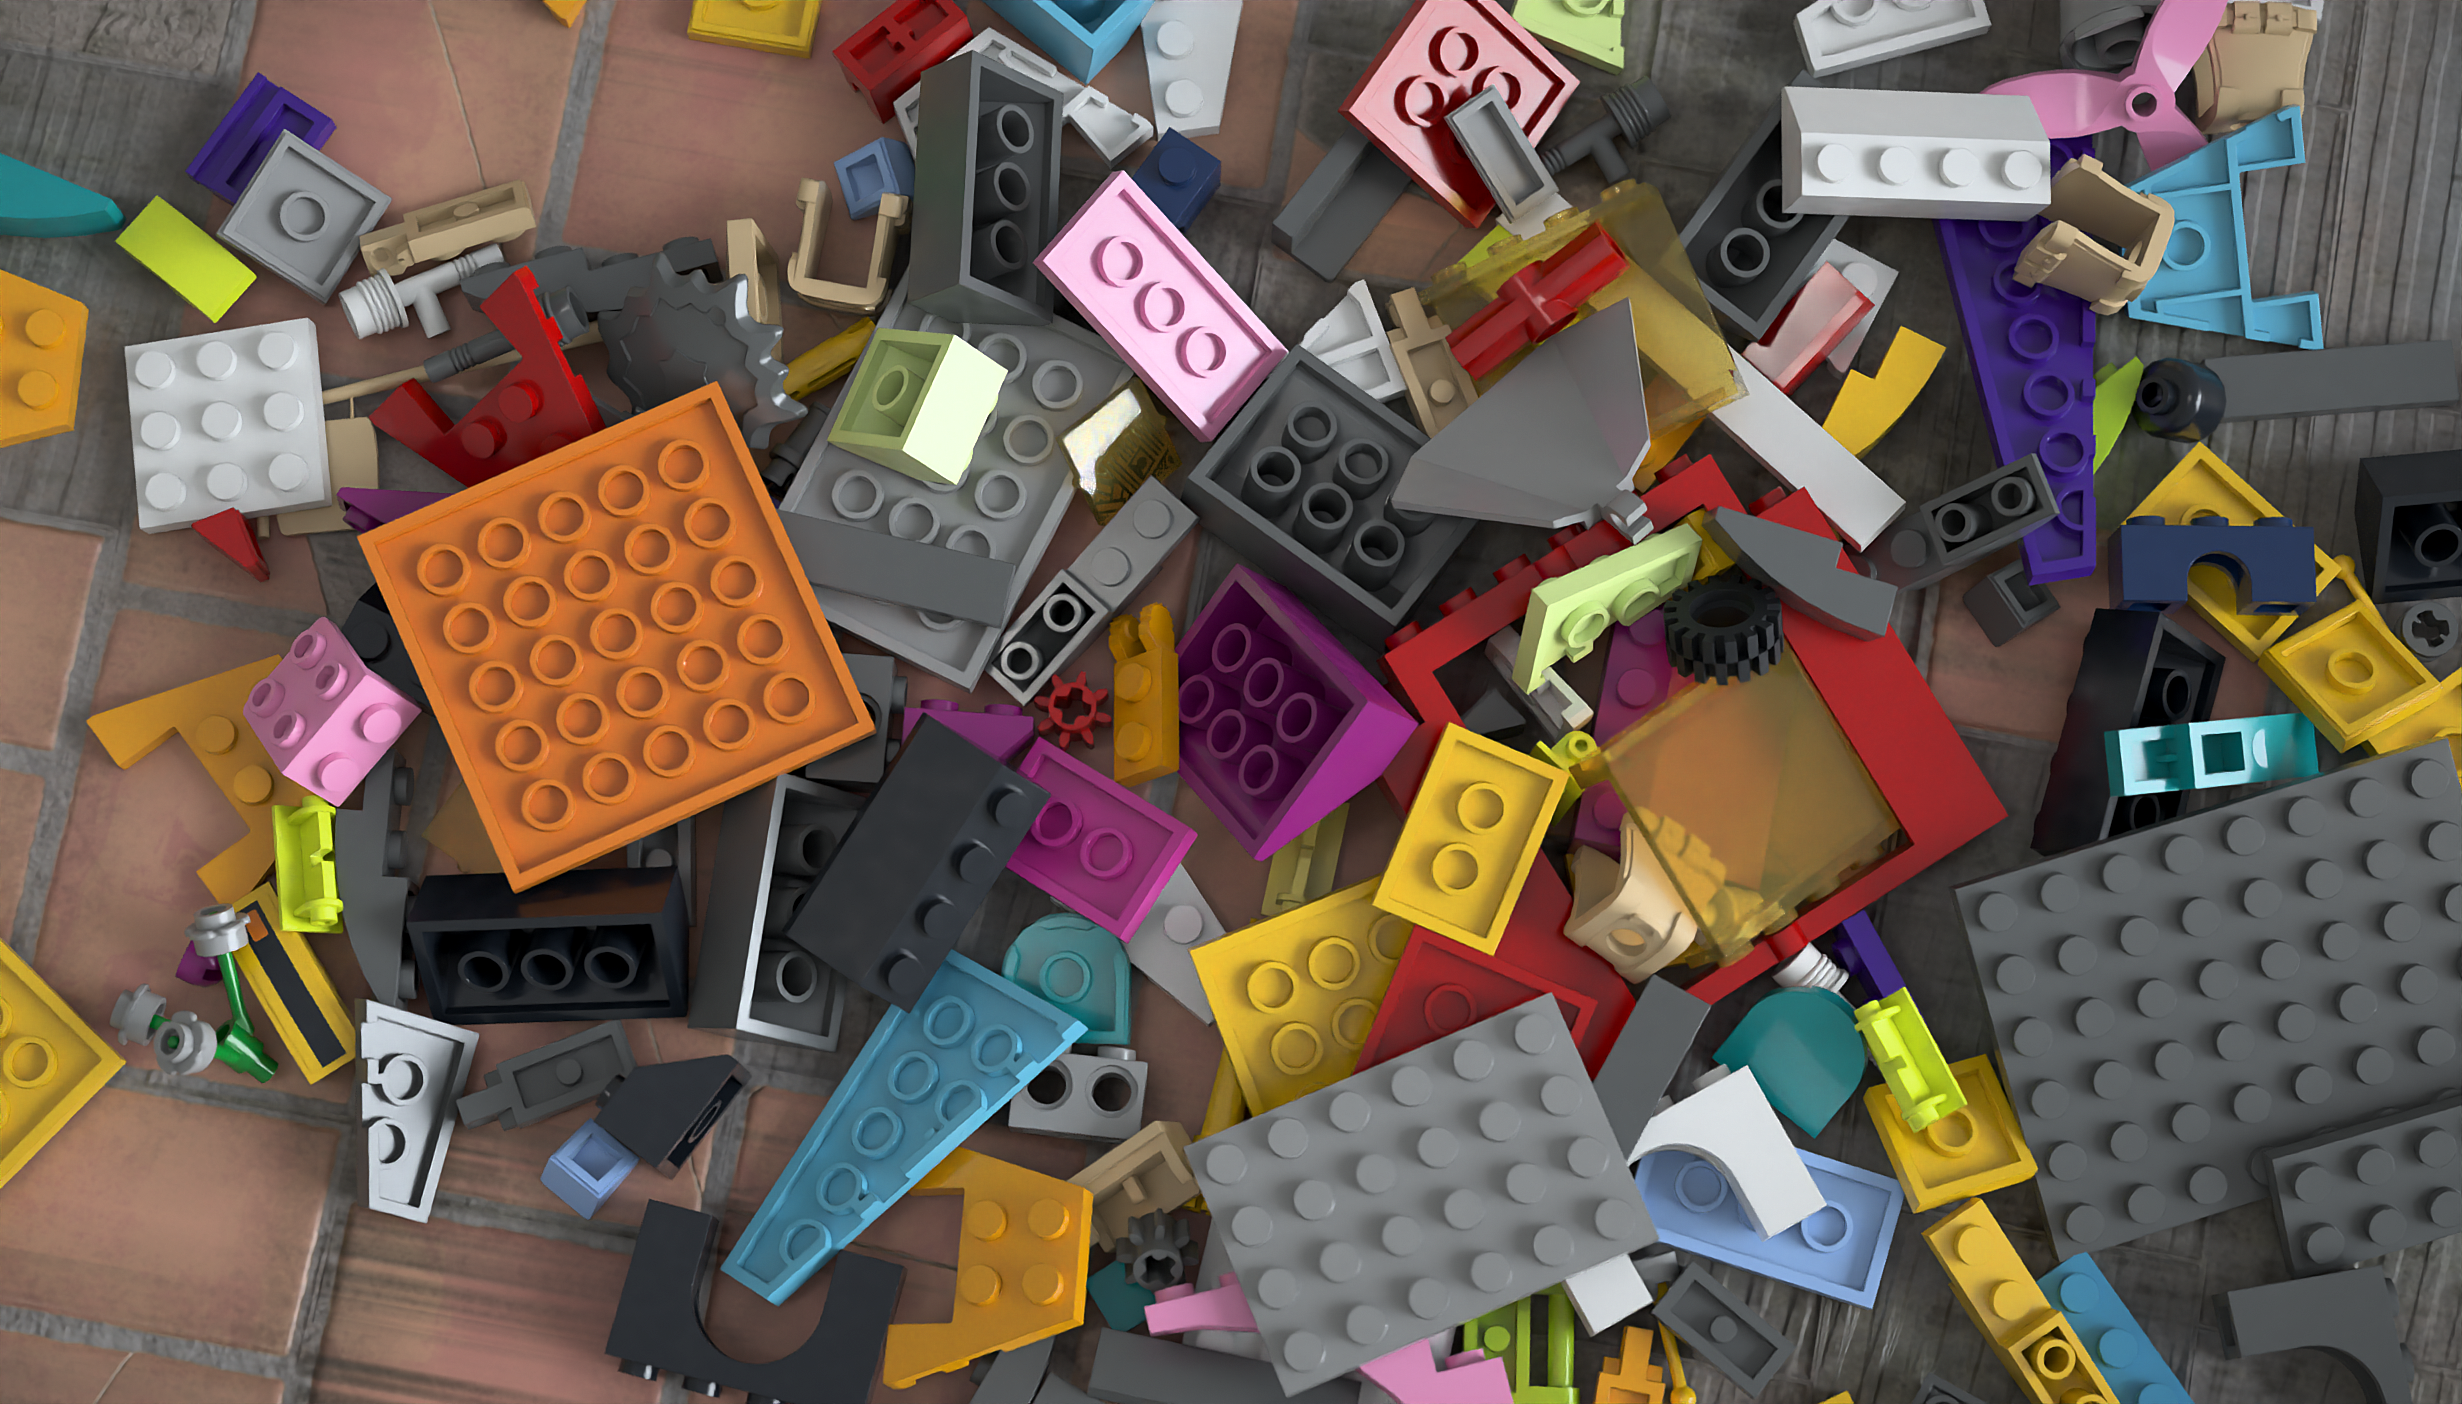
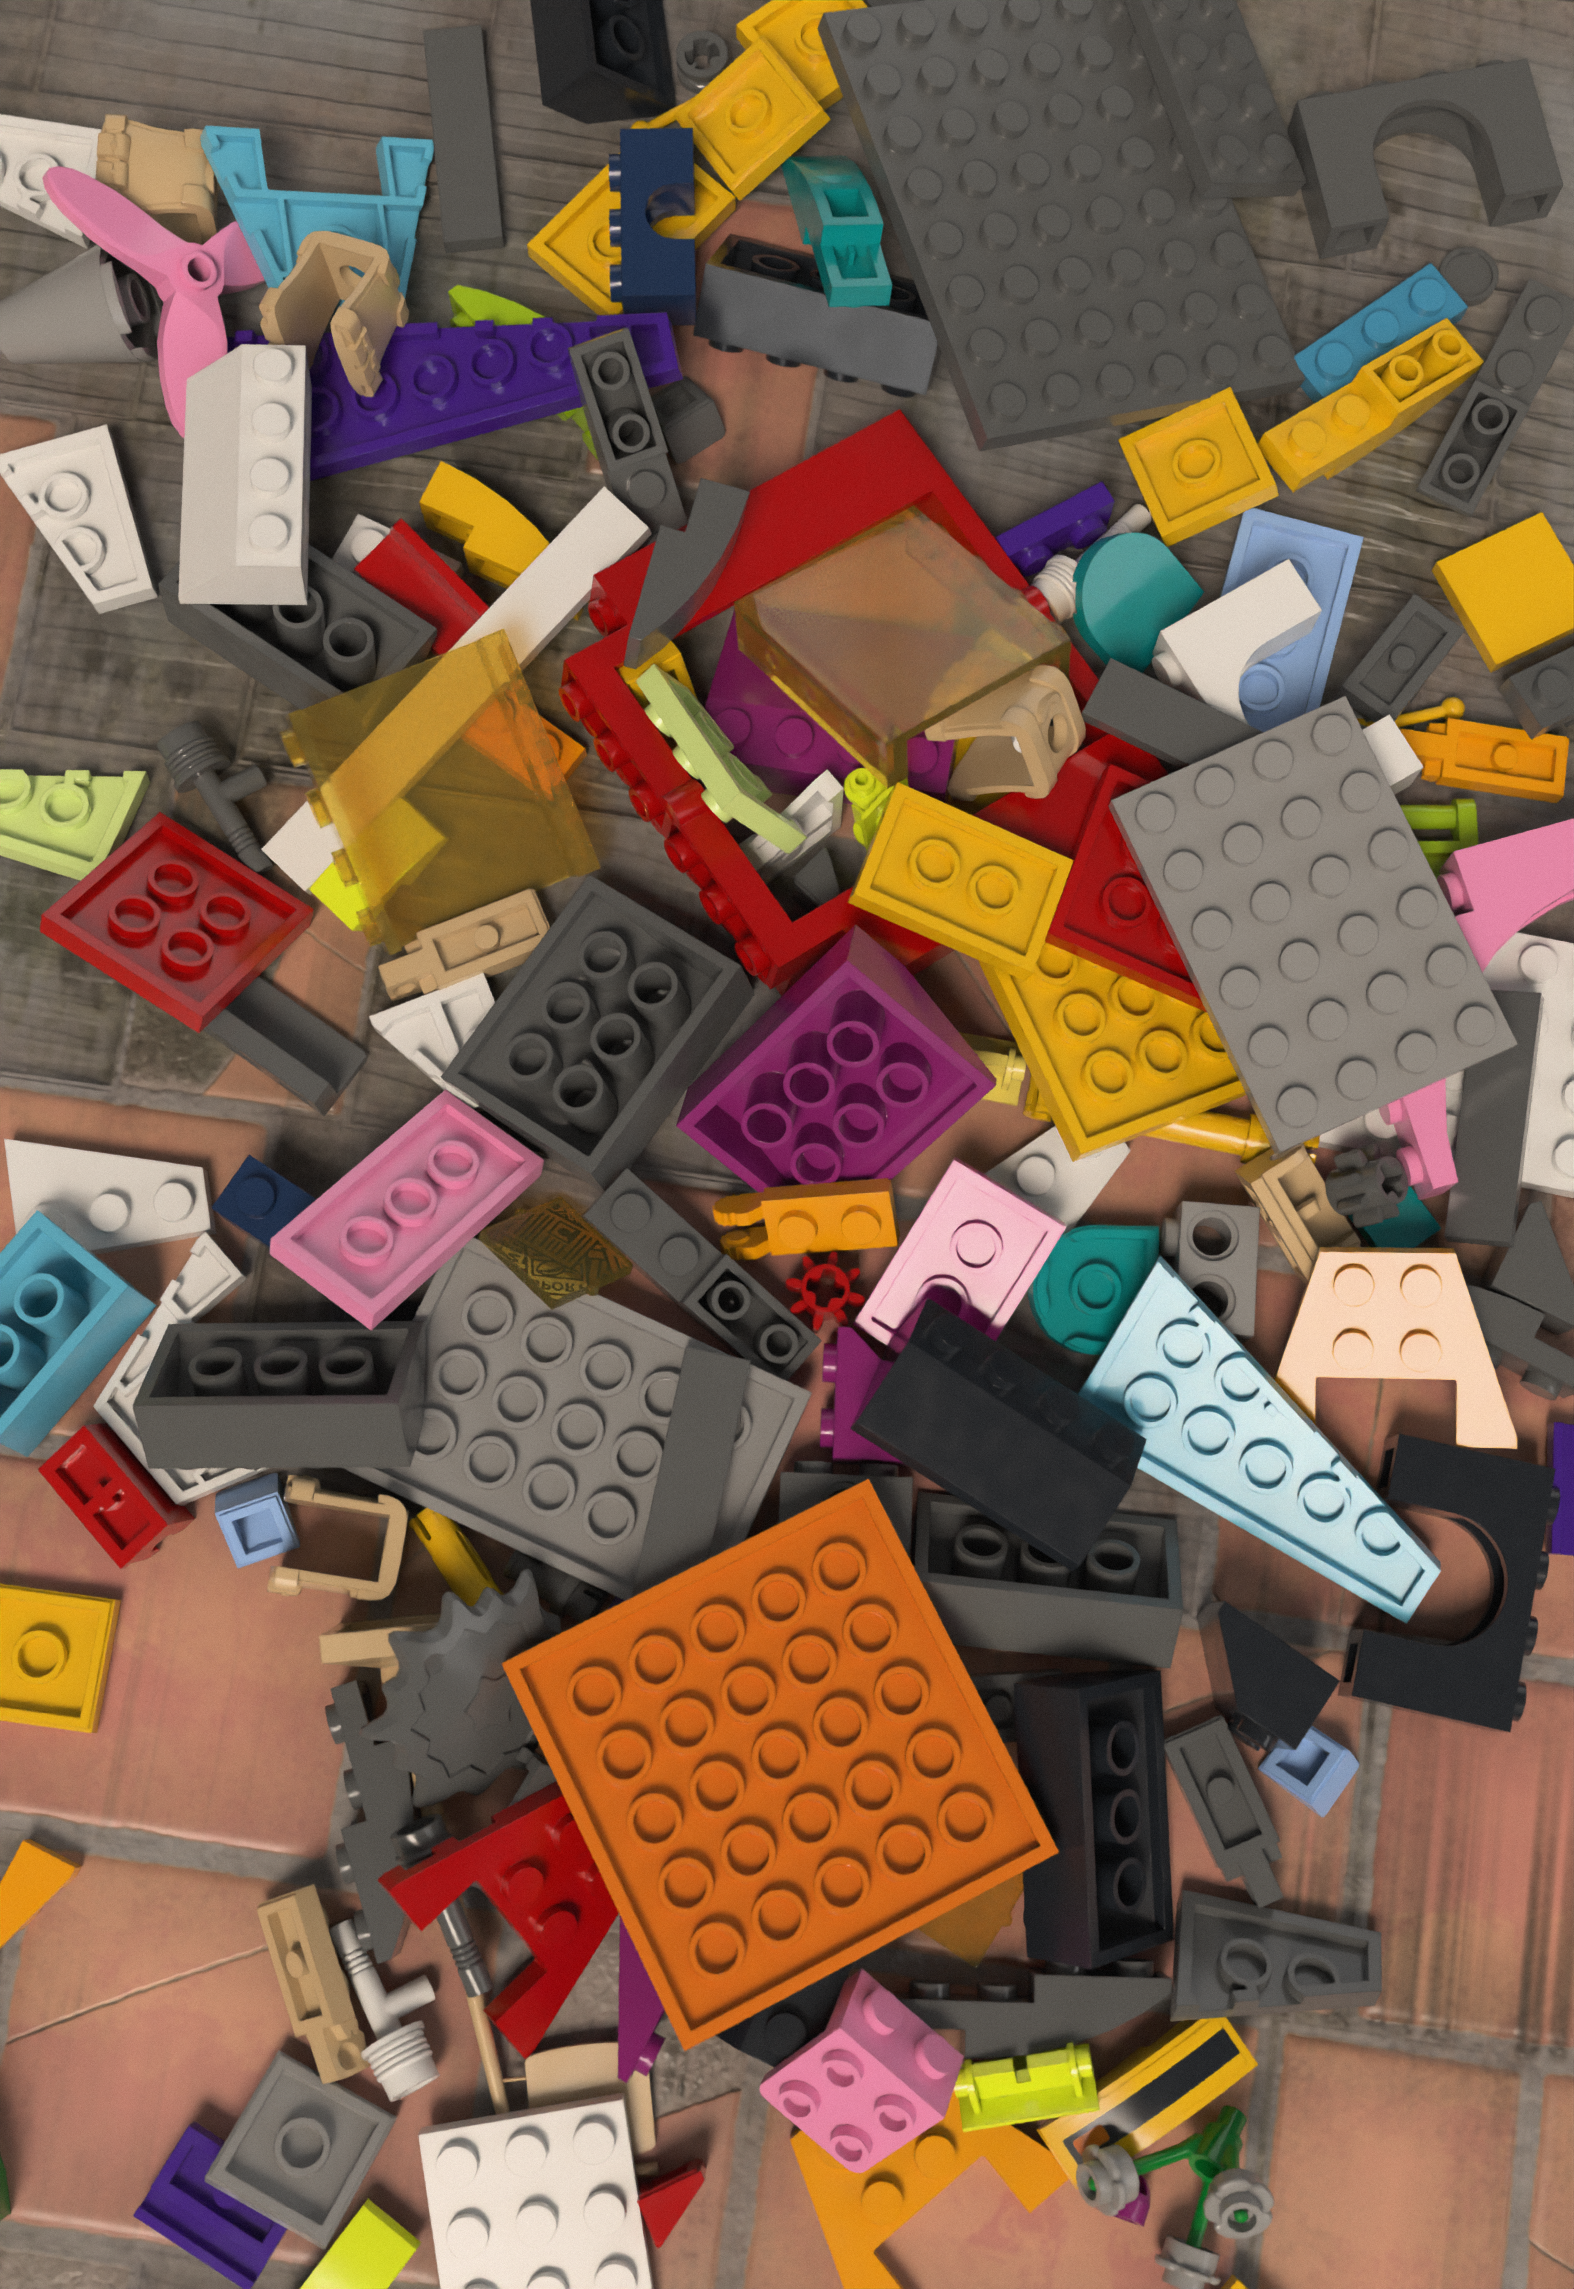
camera: 90 degrees left, 0 degrees up
(918, 404) = (516, 1454): yellowish green slope -> none
(1501, 153) = (241, 877): light grey tile -> none
(1537, 302) = (401, 835): red piece -> none
(1547, 439) = (547, 818): light grey panel -> none
(1723, 629) = (767, 651): black tyre -> none
(1909, 1059) = (1143, 490): neon yellow hinge -> none
(2179, 400) = (494, 241): black head -> none

